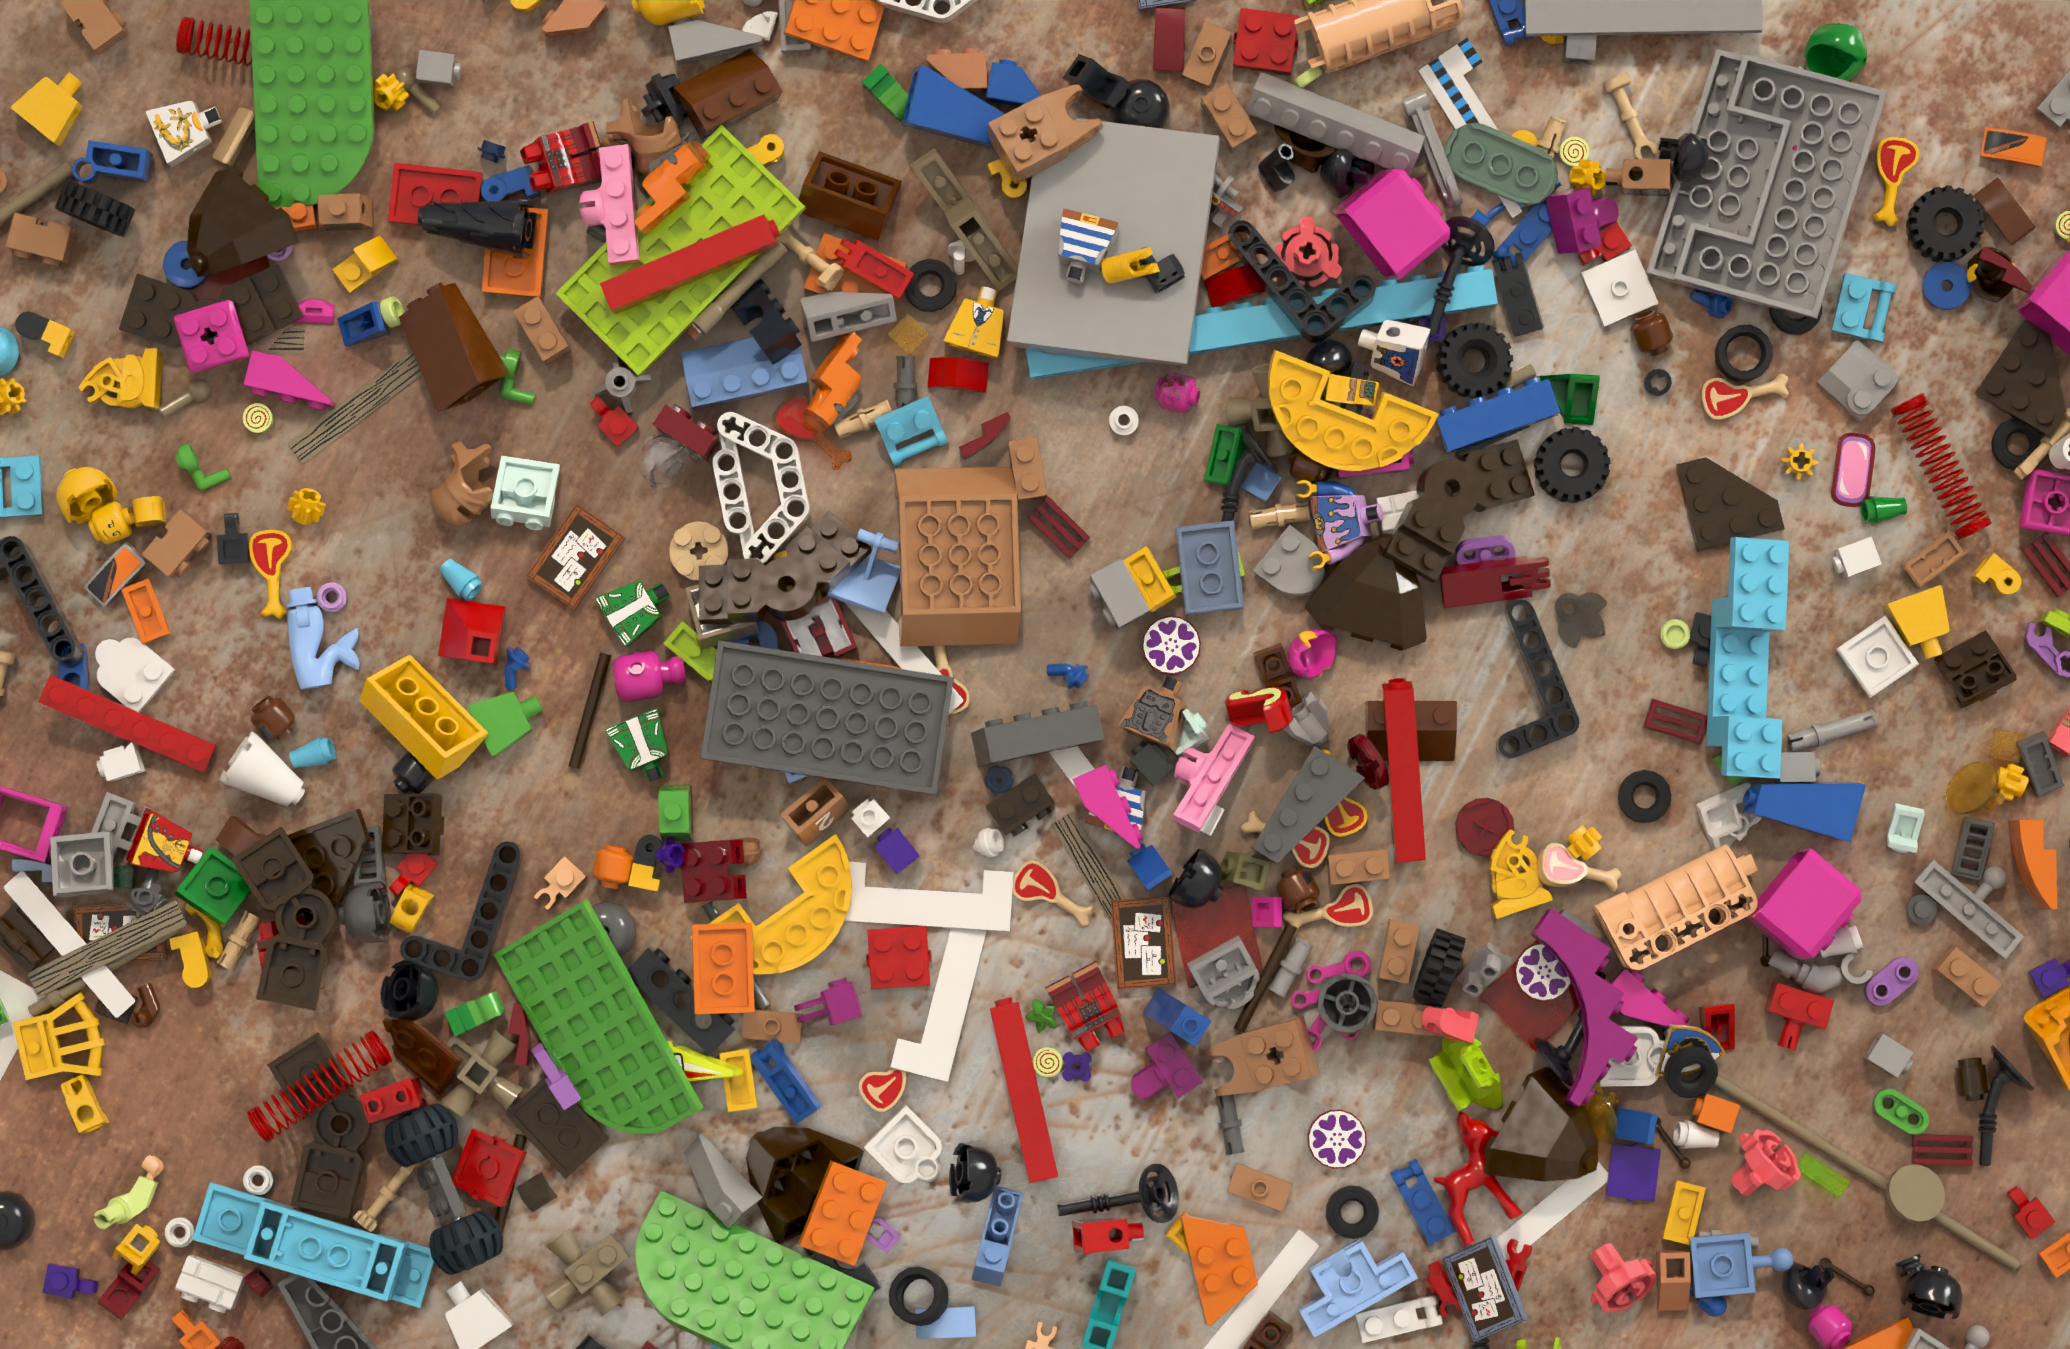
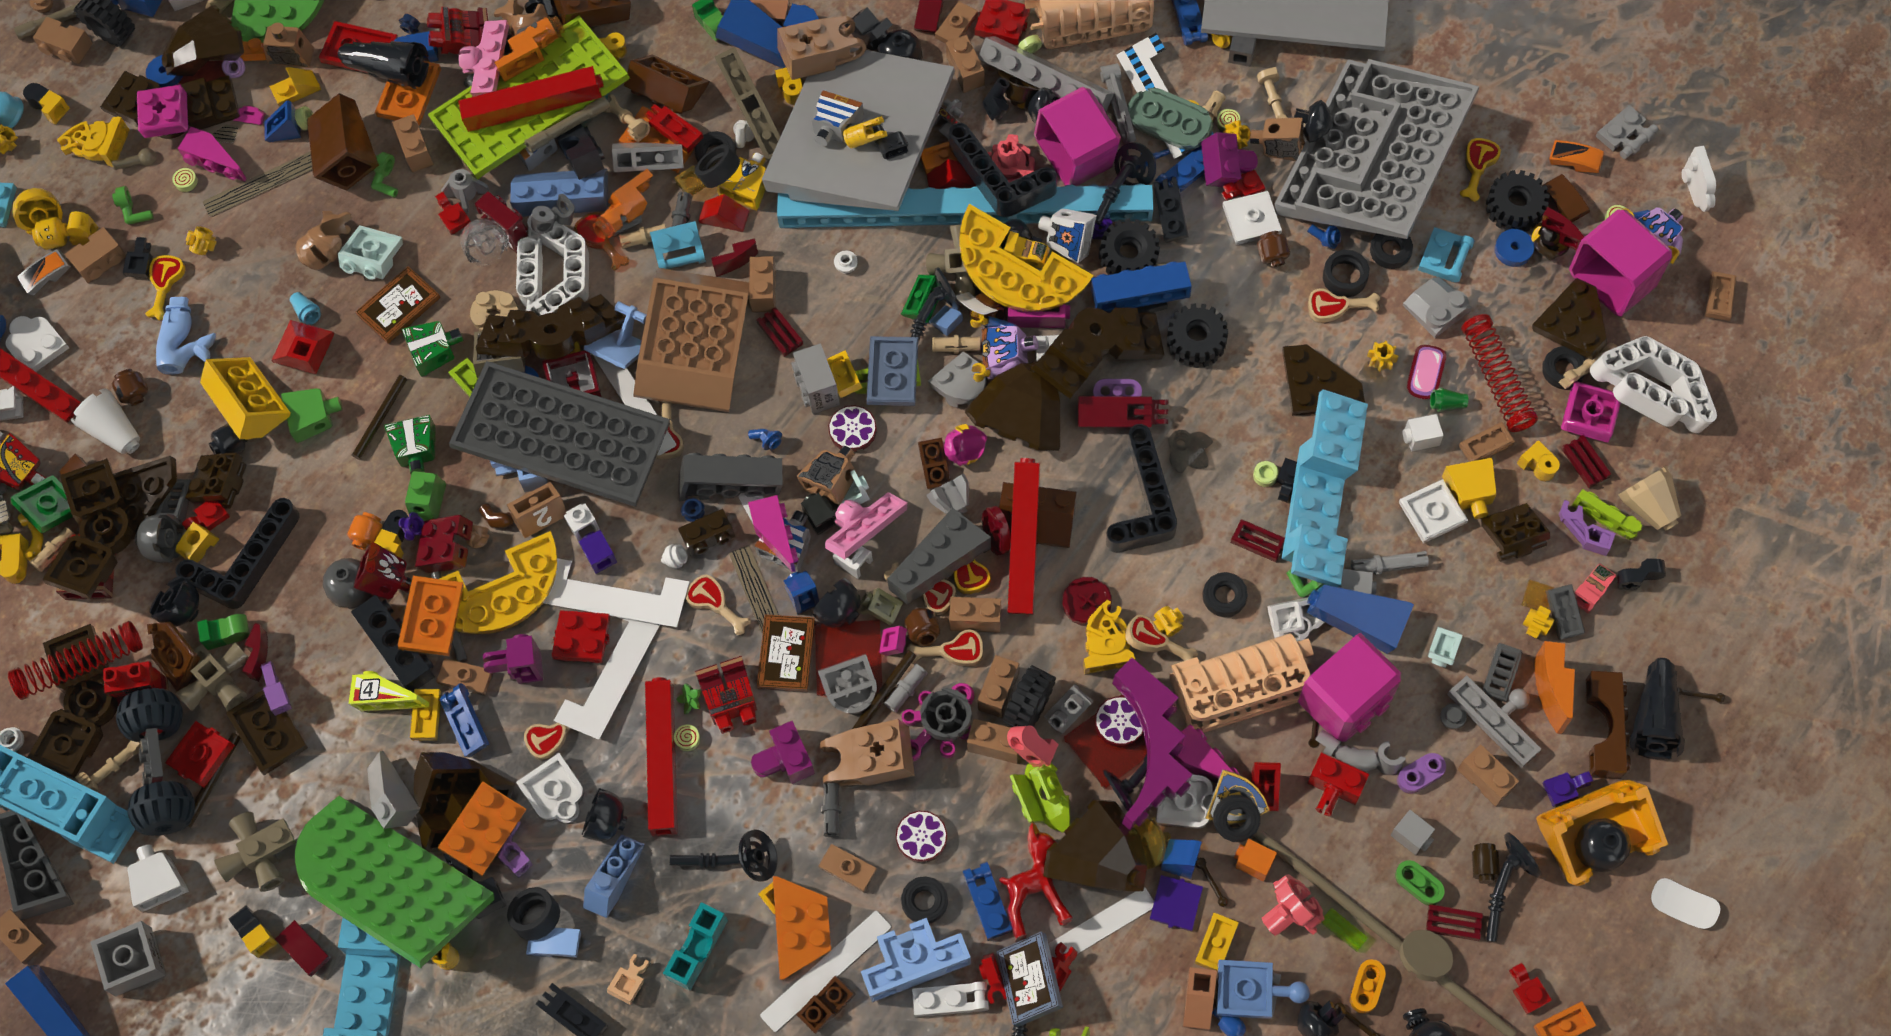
camera: 10 degrees right, 20 degrees down
(146, 611) = (58, 300): orange plate -> none
(315, 753) = (157, 417): medium azure cone -> none
(323, 593) = (199, 304): lavender plate -> none
(516, 660) = (330, 370): blue plate -> none
(536, 1192) = (236, 783): clear smoke slope -> none
(563, 879) = (323, 539): light nougat plate -> none
(597, 1024) = (318, 647): bright green plate -> none
(642, 675) = (427, 392): dark pink piece -> none
(649, 919) = (381, 573): none -> dark red torso
(742, 426) = (544, 218): none -> leg
(764, 826) = (495, 520): none -> reddish brown arm
(929, 314) = (717, 166): none -> black tyre
(1083, 1072) = (715, 749): dark purple plate -> none
(1093, 1234) = (695, 880): red torso -> none
(1176, 1017) = (806, 709): blue slope -> none
(1177, 392) = (890, 245): dark pink head -> none
(1262, 706) = (913, 478): red animal -> none
(1298, 471) = (975, 305): none -> white sticker
(1575, 396) = (1207, 284): green slope -> none
(1619, 1279) = (1152, 988): coral piece -> none
(1660, 374) = (1279, 282): black bush -> none
(1692, 1135) = (1233, 877): white cone -> none
(1836, 51) = (1444, 63): green piece -> none
(1846, 941) = (1380, 733): white cone -> none
(1855, 1236) = (1367, 987): none -> light orange plate
(1973, 789) = (1508, 621): clear yellow shield -> none

